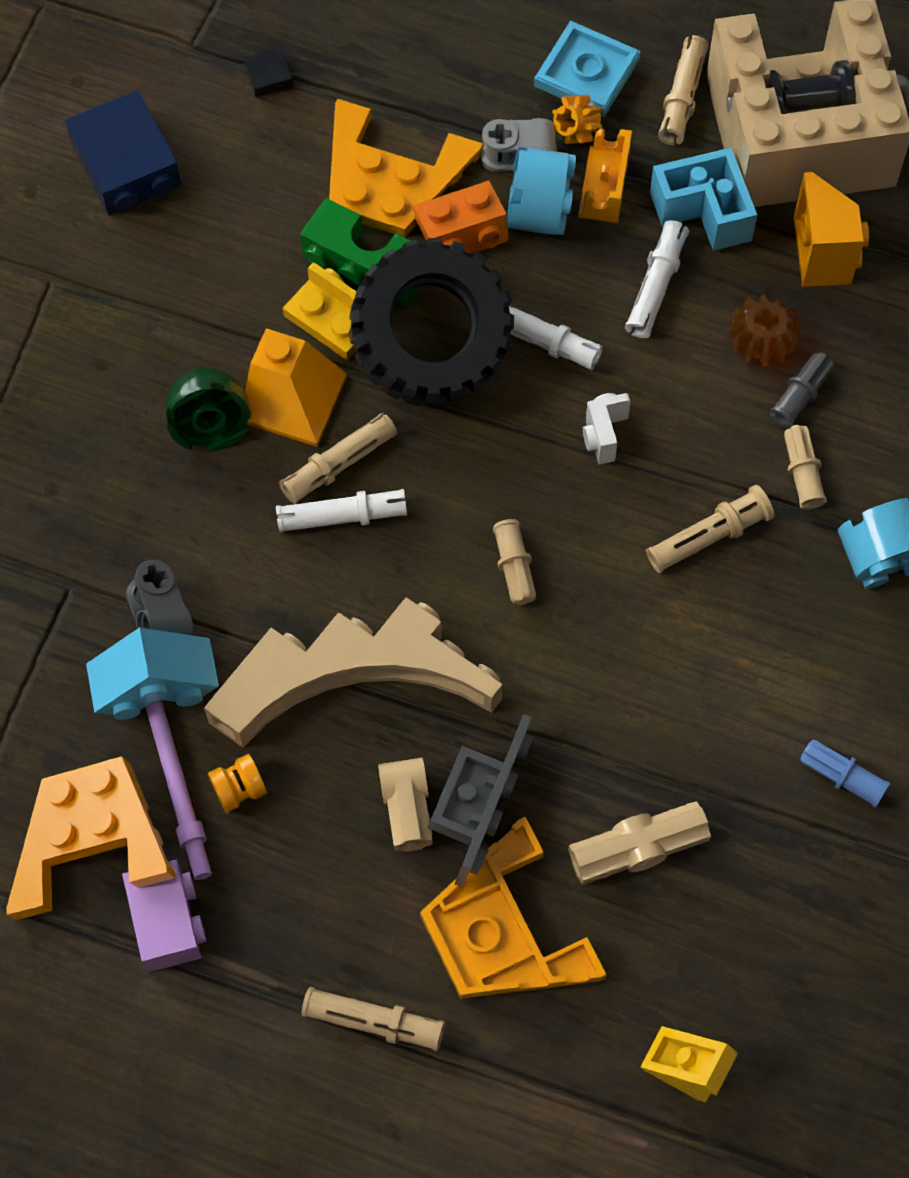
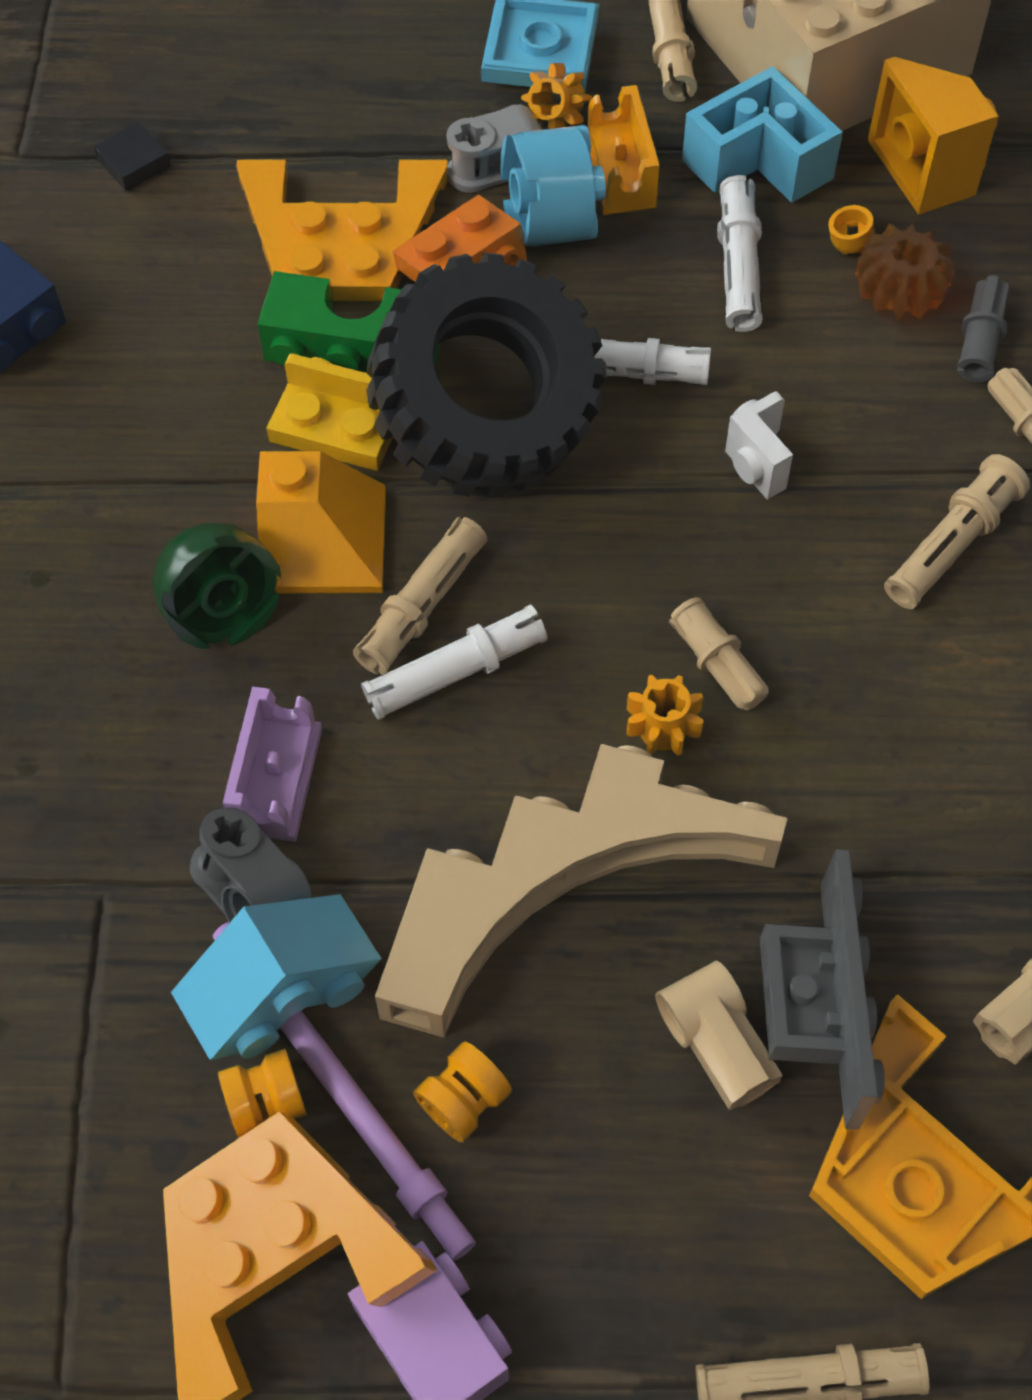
camera: 20 degrees left, 5 degrees down
(119, 740) = (271, 1078): none -> light orange wheel
(201, 541) = (274, 763): none -> lavender hinge
(460, 602) = (666, 697): none -> light orange gear
(736, 282) = (851, 217): none -> light orange hinge

